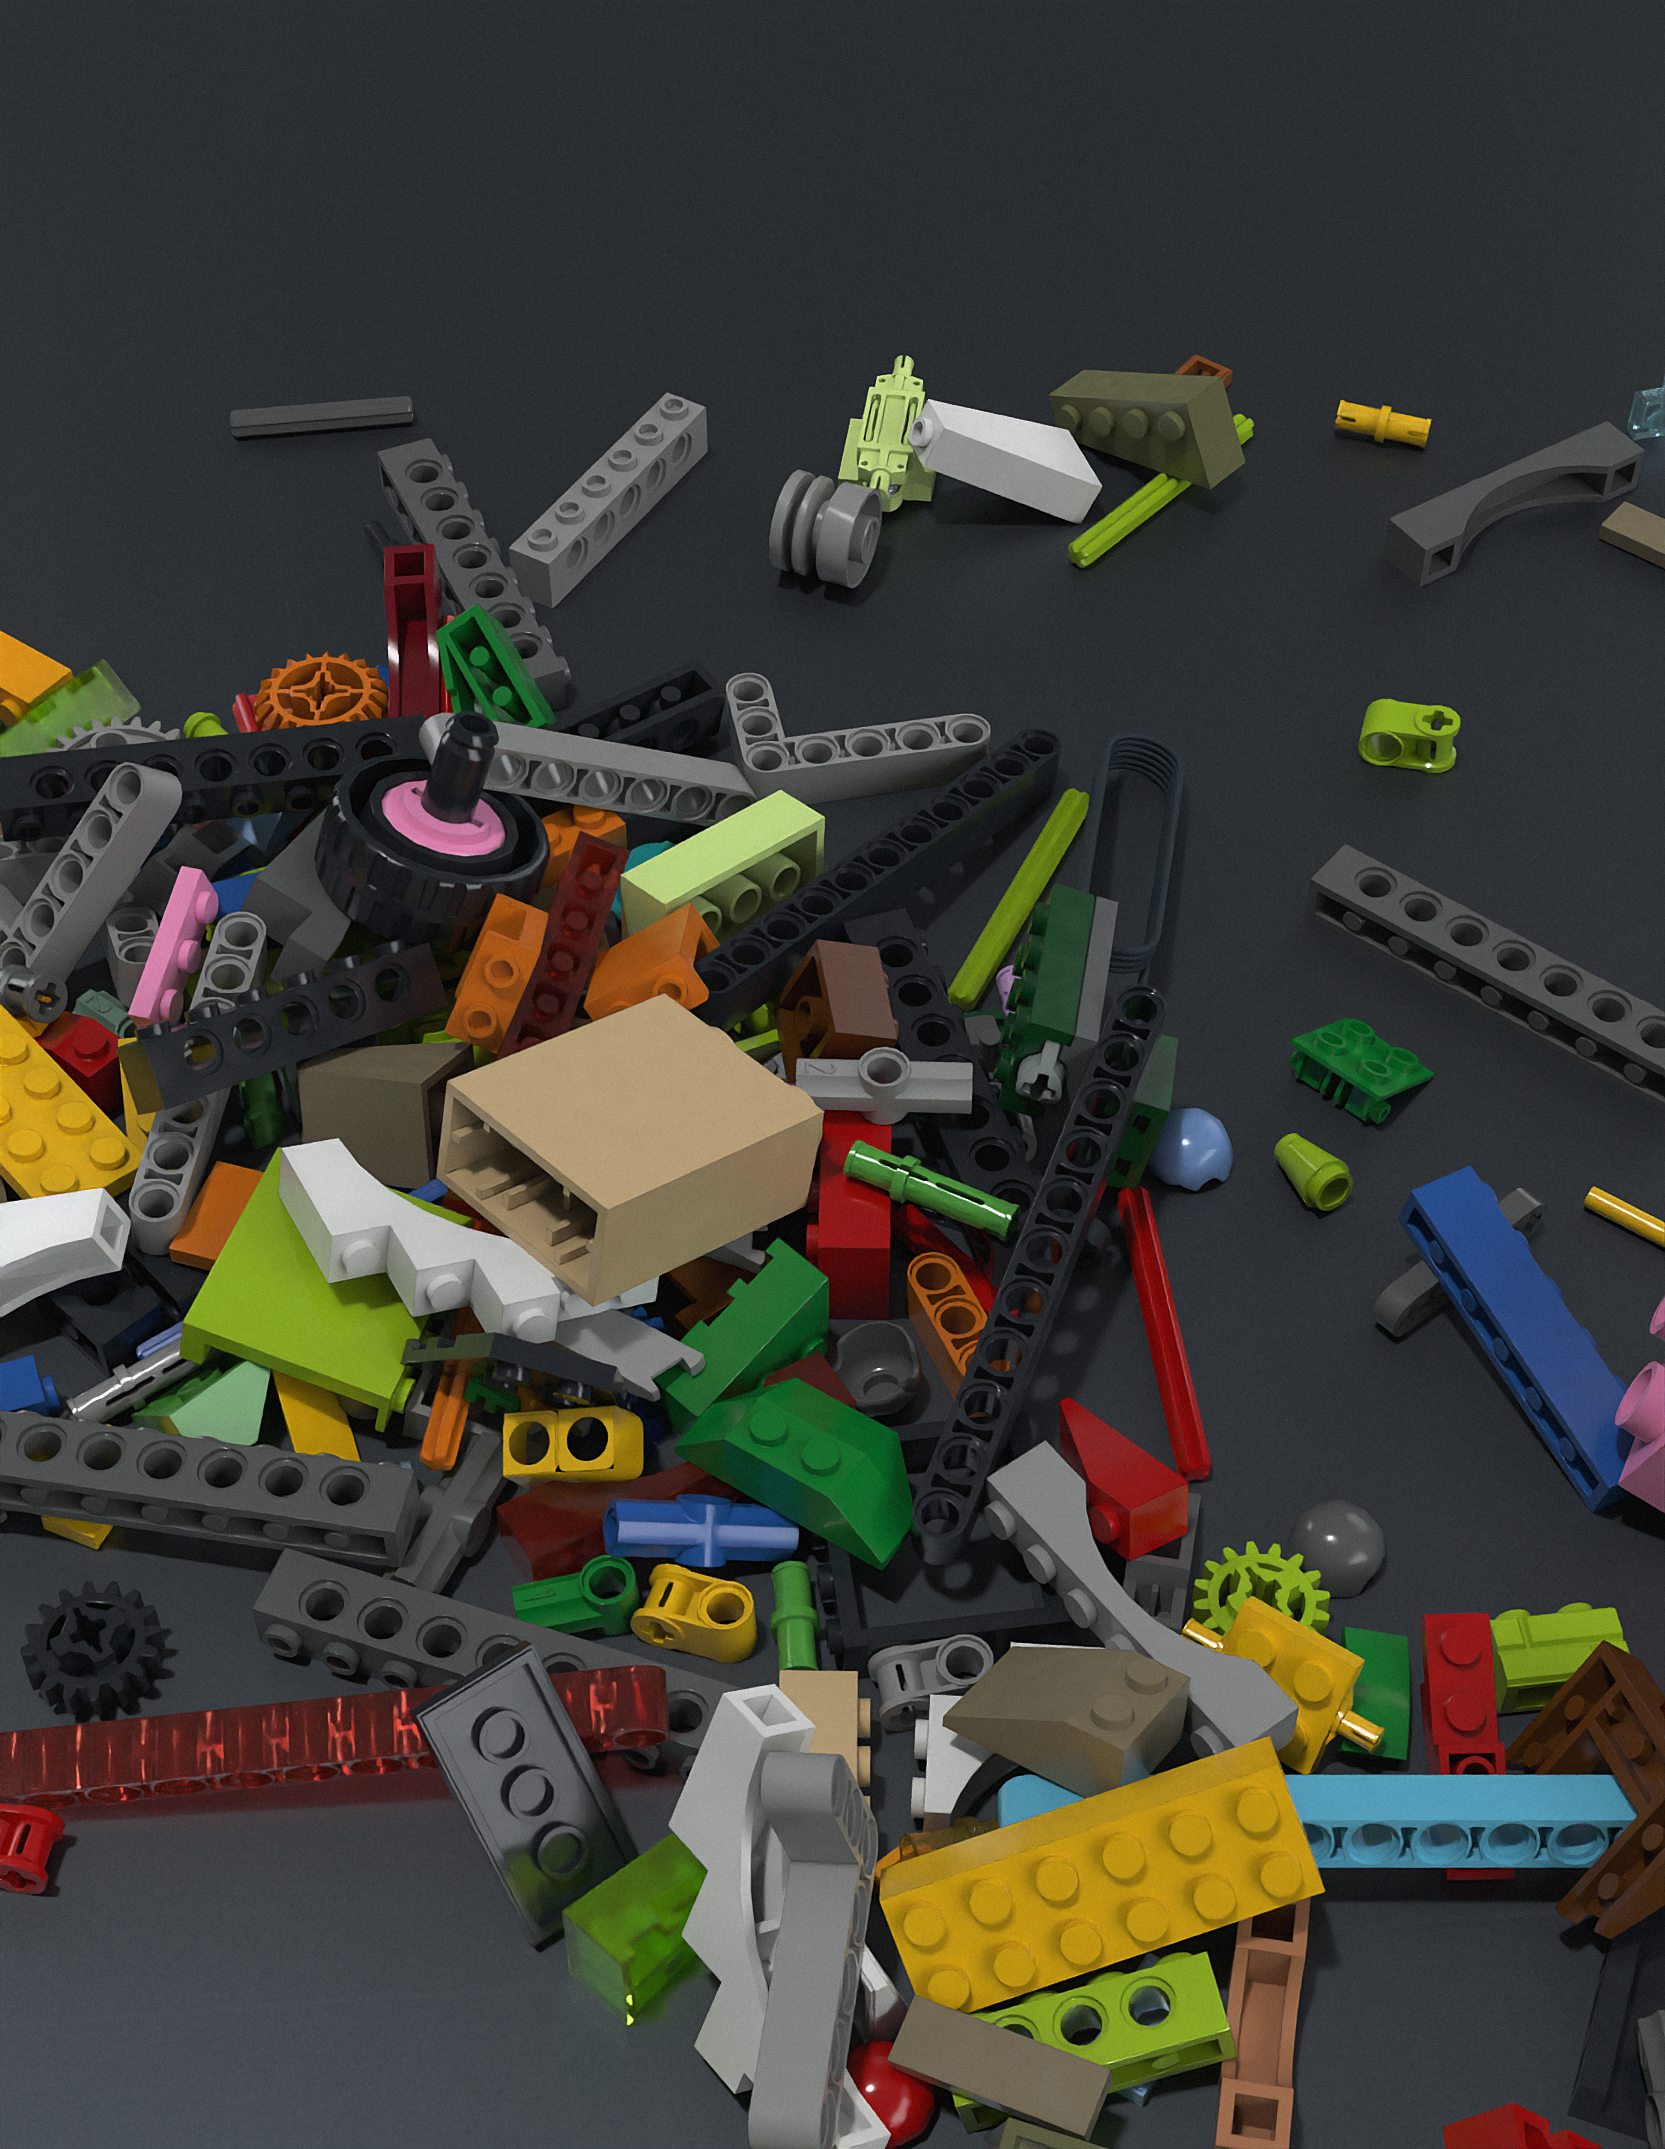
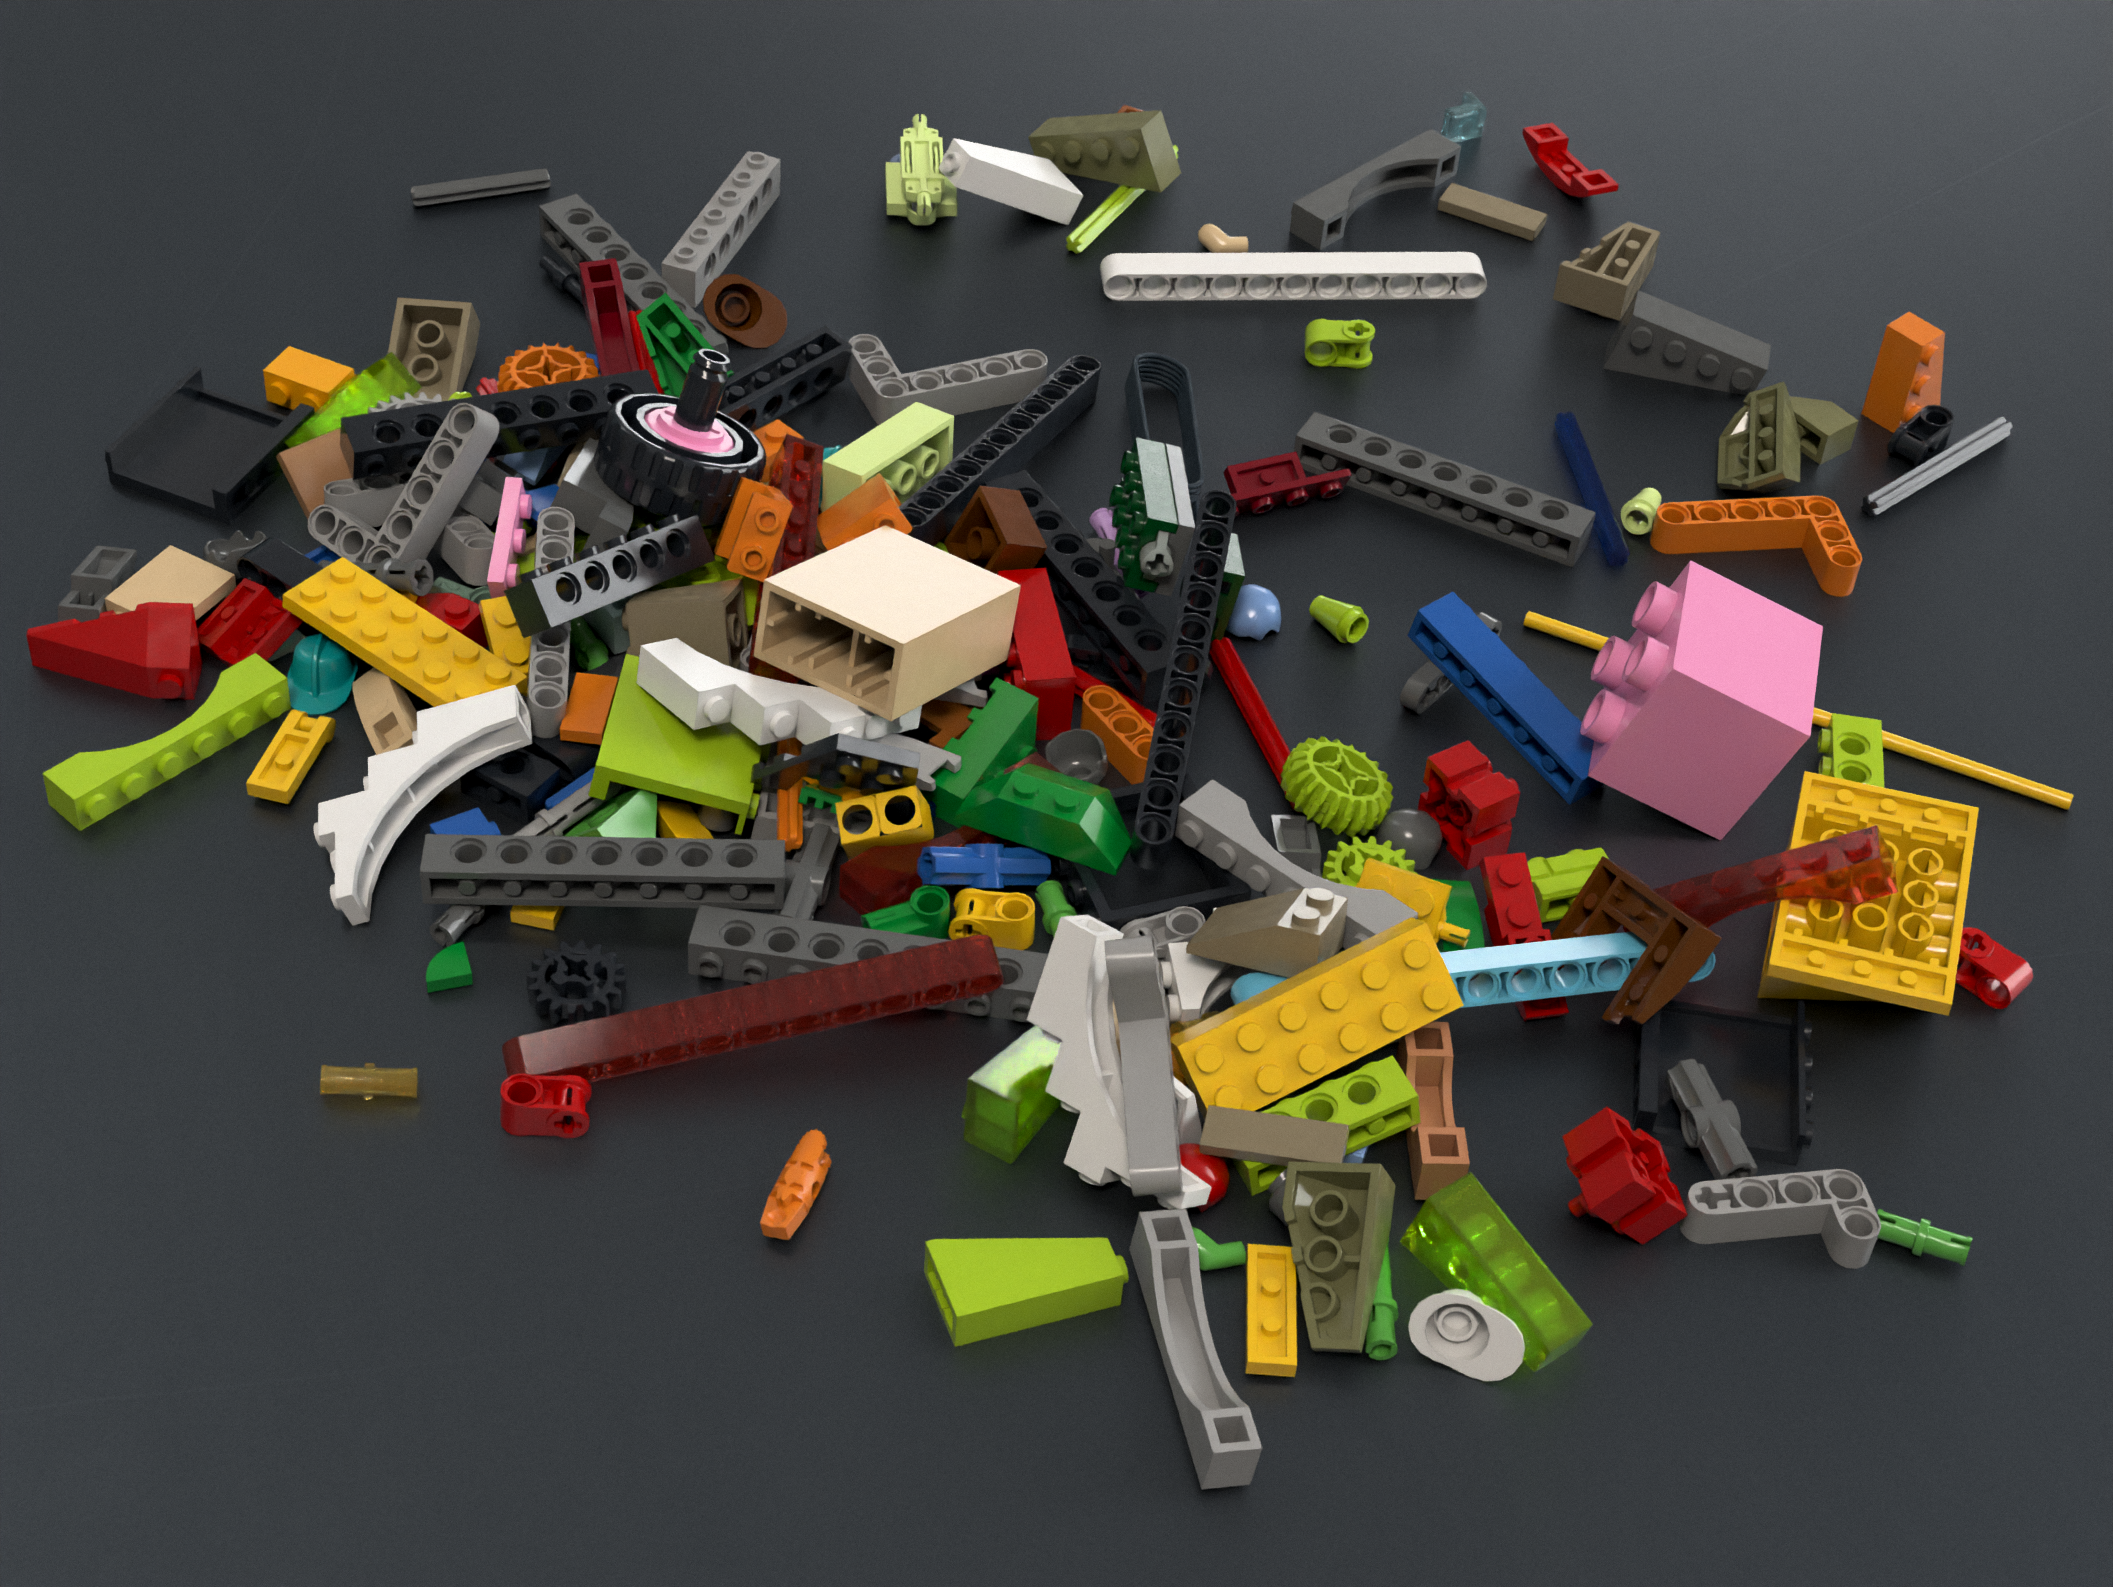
camera: 15 degrees left, 5 degrees down
(185, 648) = (435, 343): none -> dark tan slope
(302, 2032) = (796, 1187): none -> orange hinge
(525, 1787) = (918, 1017): black tile -> none
(605, 624) = (744, 311): none -> reddish brown piece
(606, 774) = (785, 402): light grey beam -> none
(825, 528) = (899, 236): light grey wheel -> none
(886, 1085) = (1053, 573): light grey piece -> none
(912, 1182) = (1089, 635): bright green pin -> none
(1018, 900) = (1095, 461): lime axle -> none
(1129, 1494) = (1277, 811): red slope -> none
(1242, 1455) = (1336, 786): none -> lime gear
(1260, 945) = (1279, 480): none -> dark red bracket
(1279, 568) = (1218, 242): none -> tan arm
(1356, 1066) = (1362, 554): green hinge -> none
(1371, 627) = (1292, 276): none -> white beam
(1382, 424) = (1270, 143): yellow pin -> none
(1430, 1509) = (1469, 803): none -> red brick

